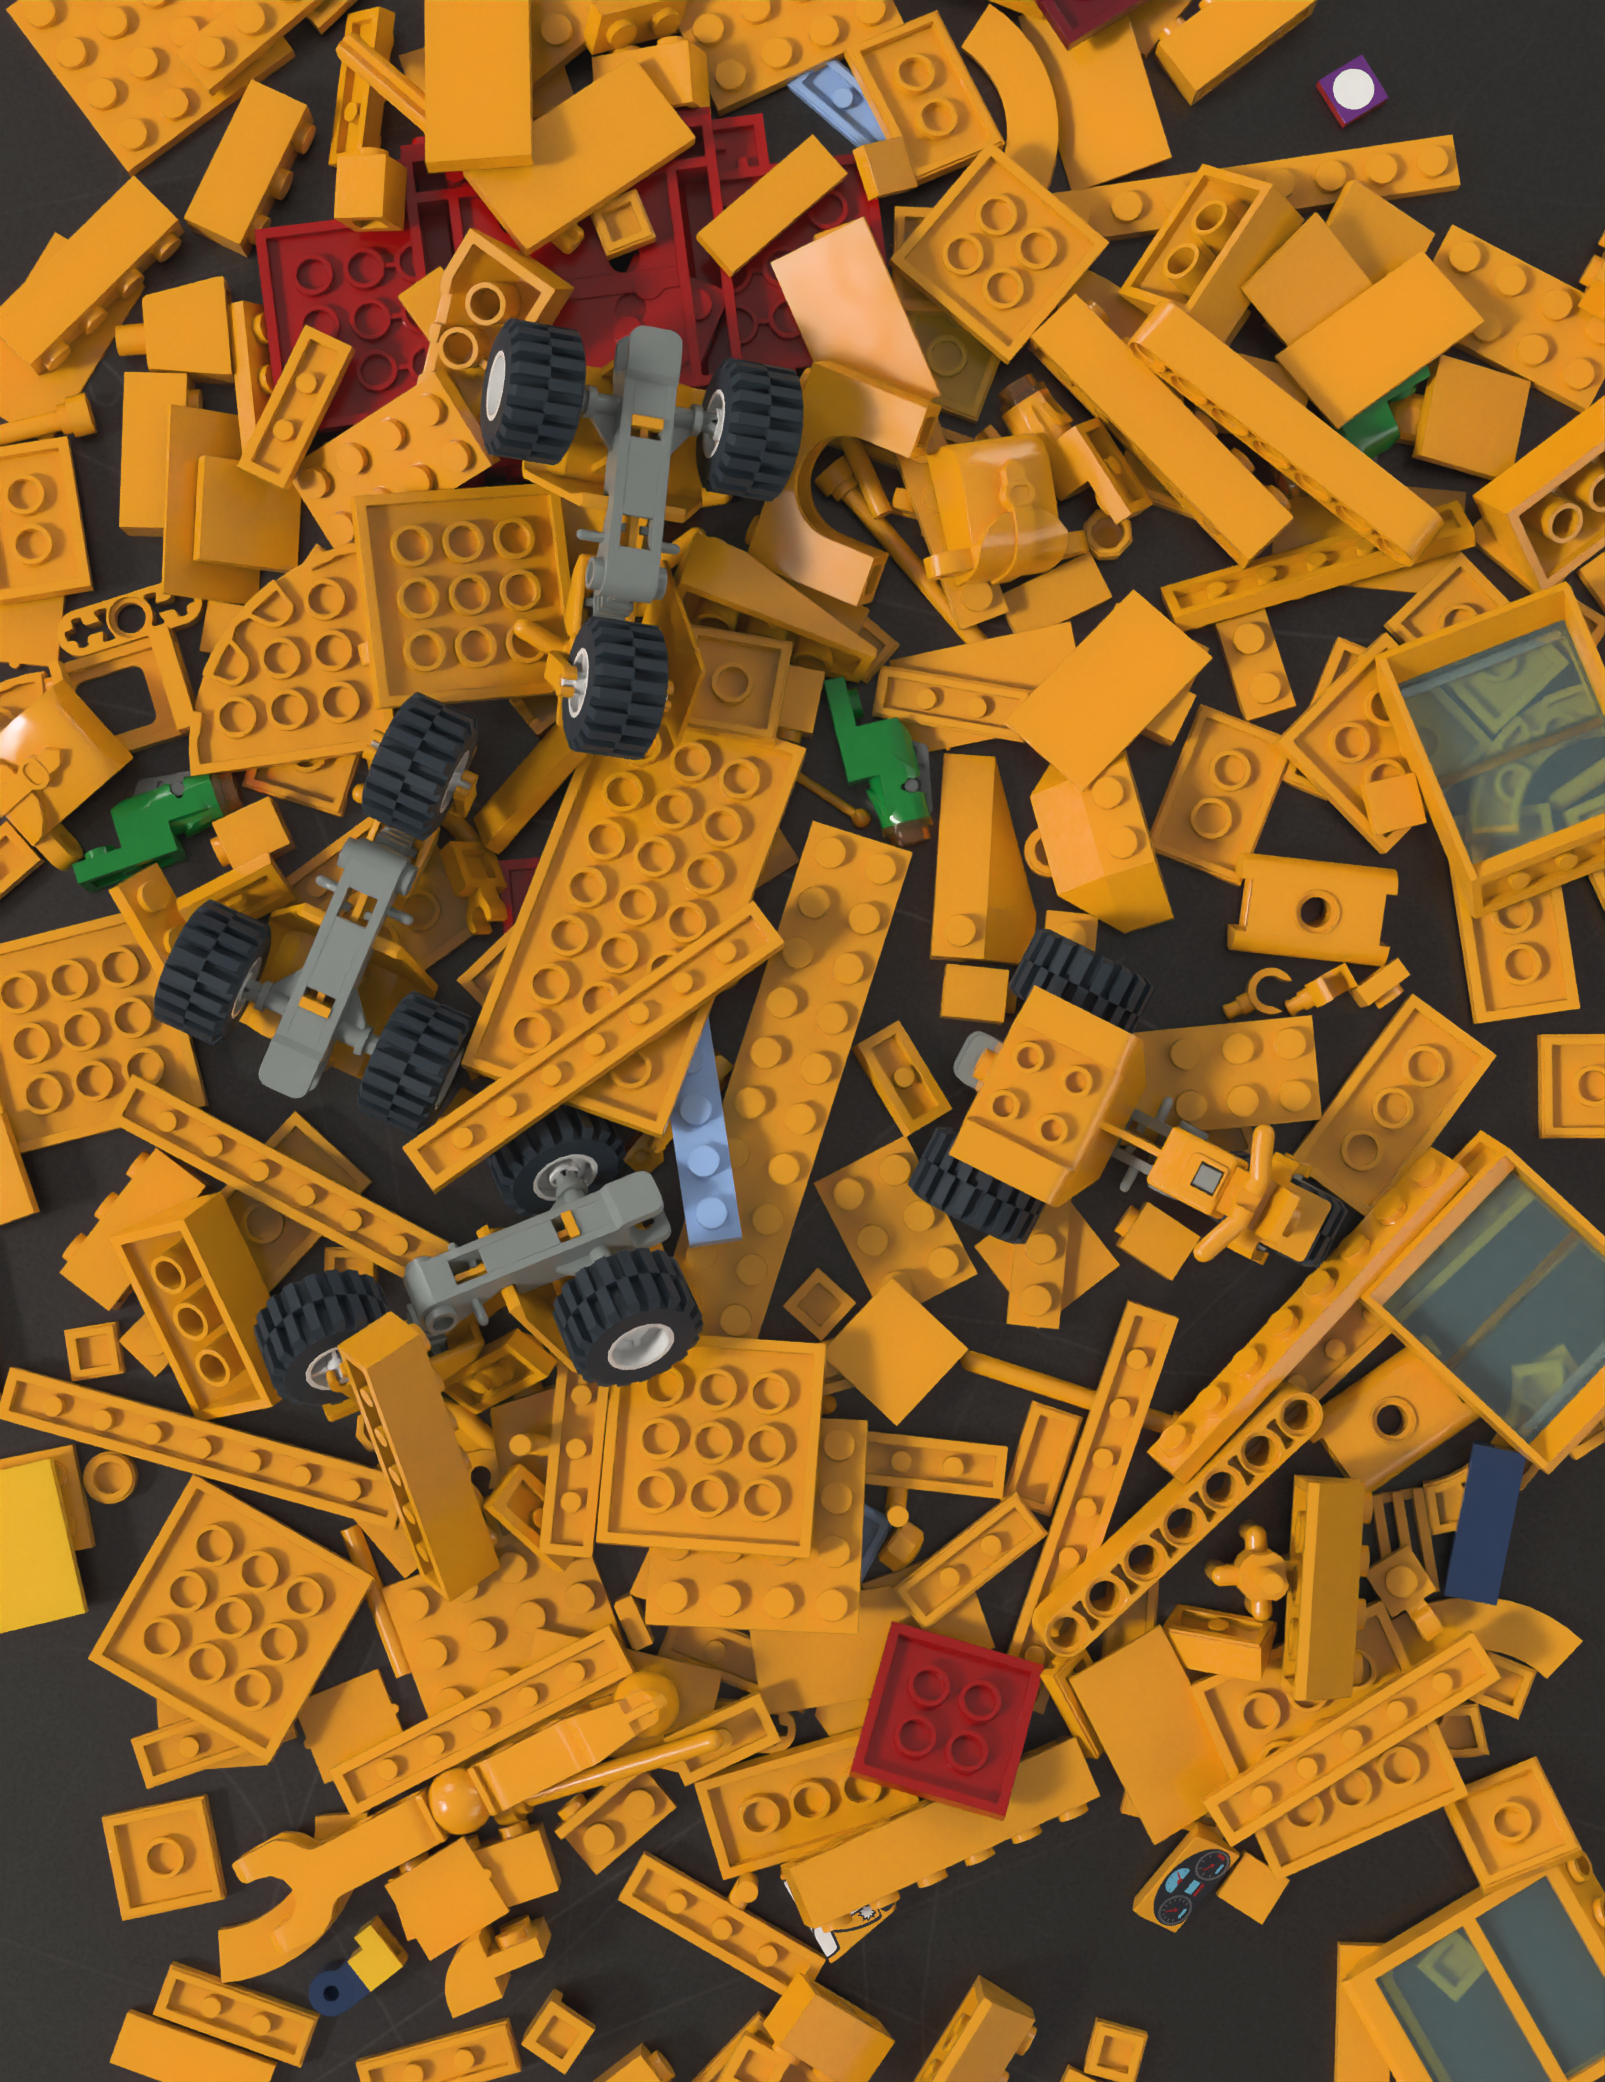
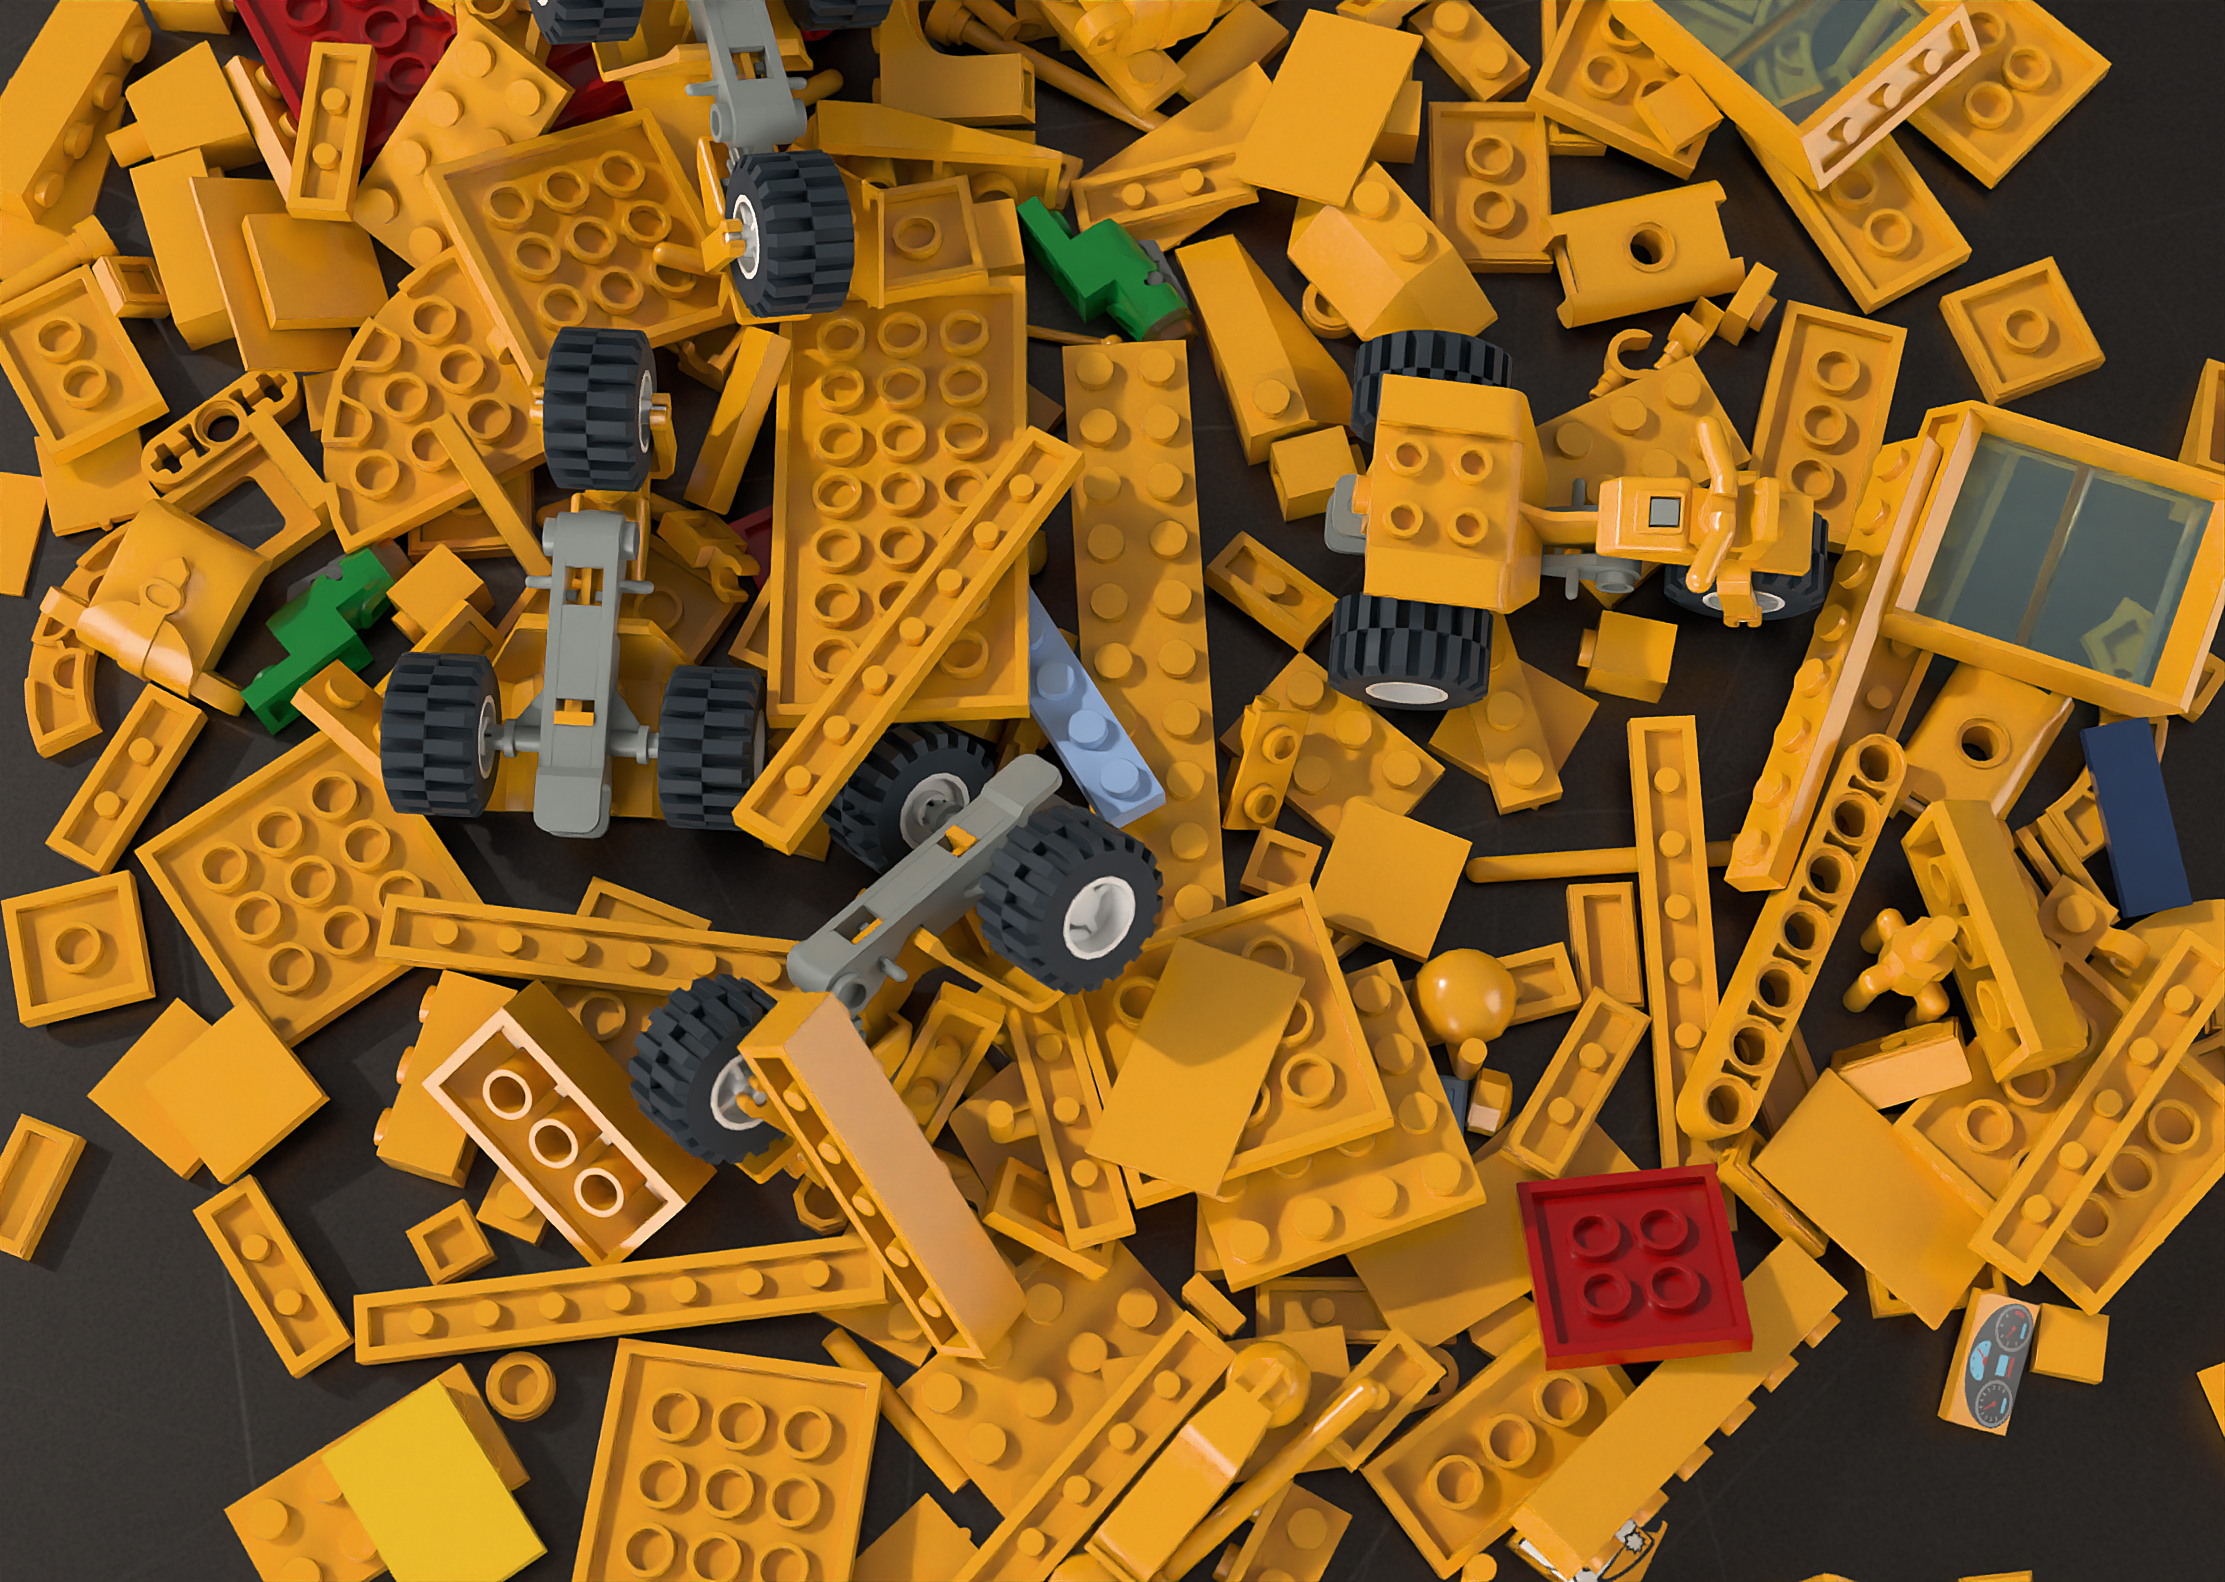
camera: 20 degrees left, 15 degrees down
(96, 469) = (132, 286): none -> light orange tile
(318, 779) = (491, 495): none -> light orange tile
(683, 1456) = (1196, 1066): none -> light orange piece
(828, 1232) = (1260, 779): none -> light orange hinge
(911, 1465) = (1463, 997): none -> light orange hair

